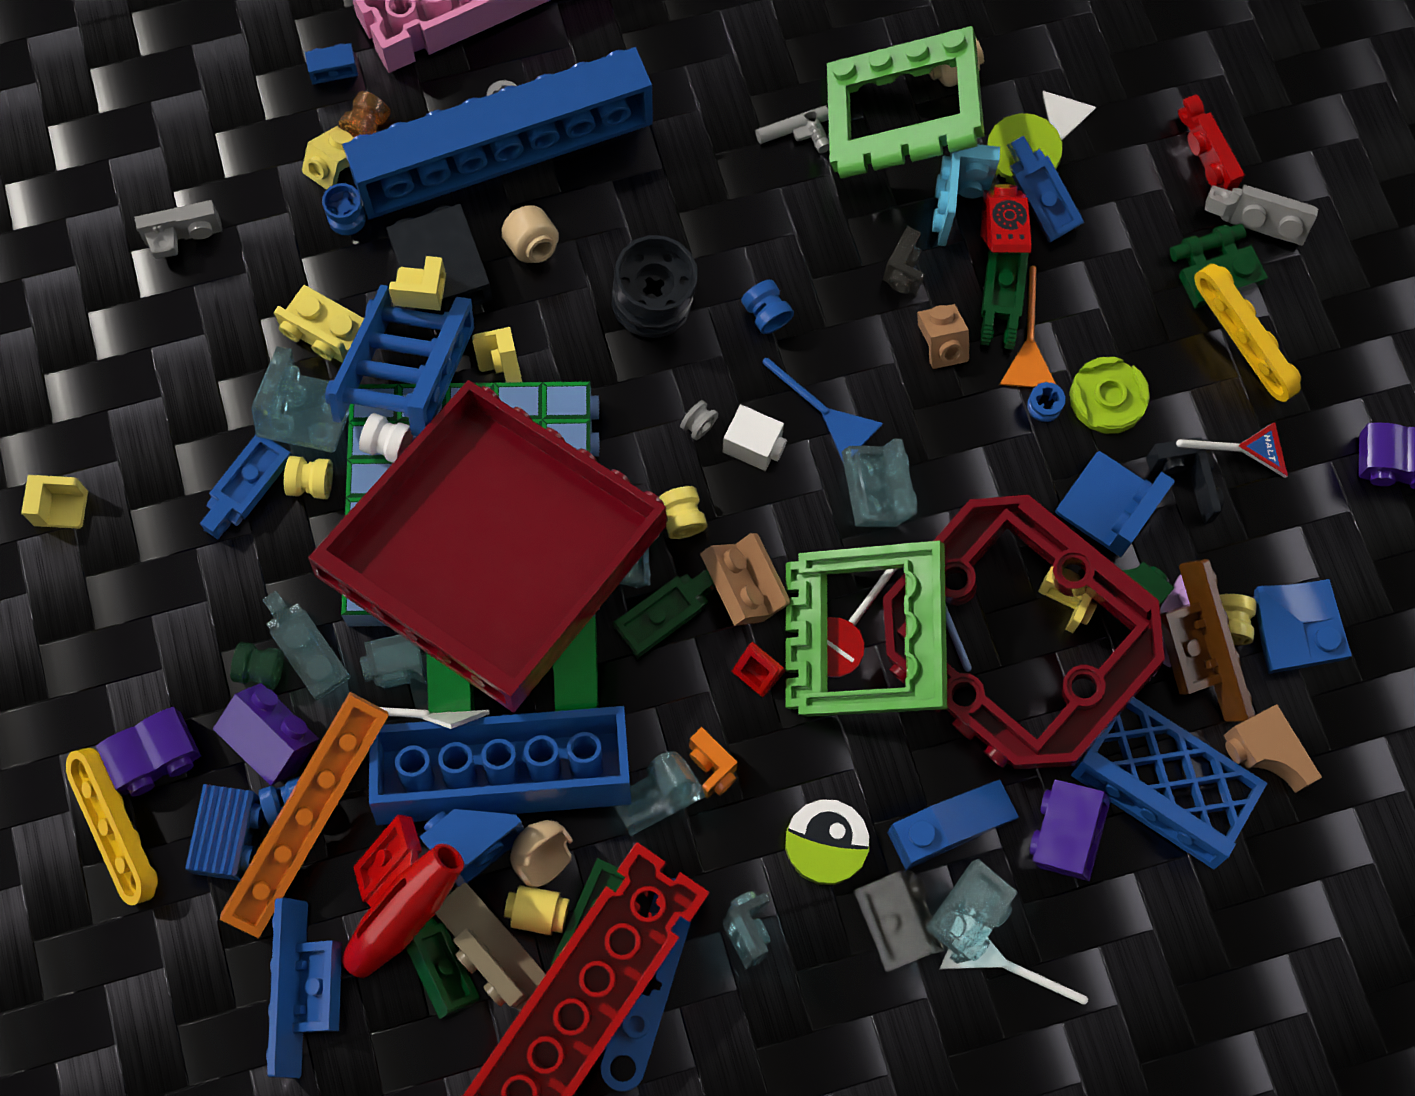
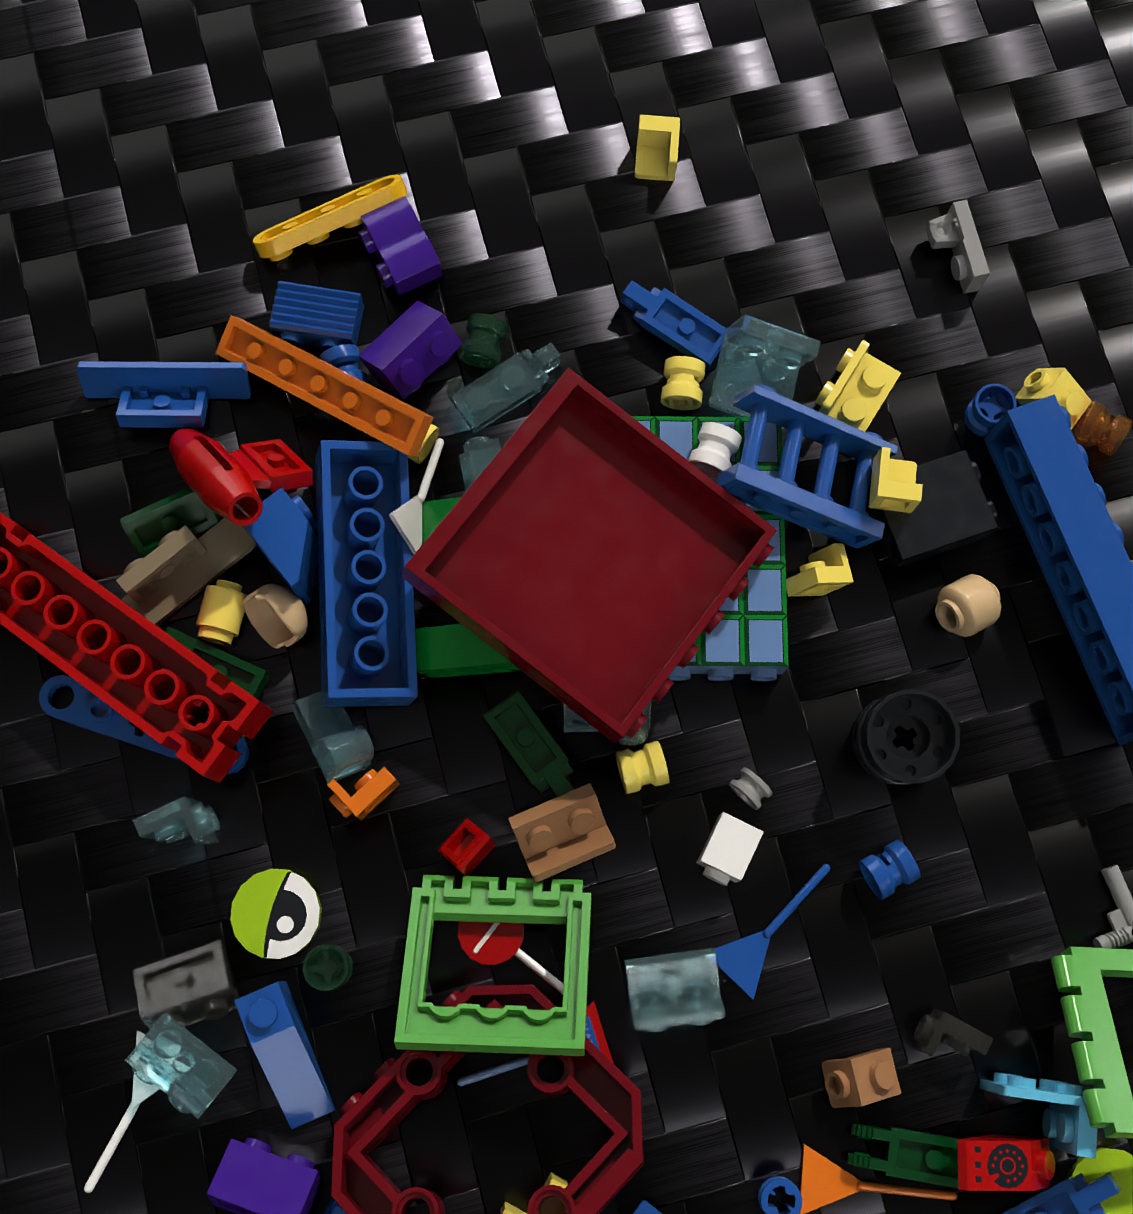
camera: 90 degrees right, 5 degrees up
(875, 779) = (320, 967): none -> clear green wheel

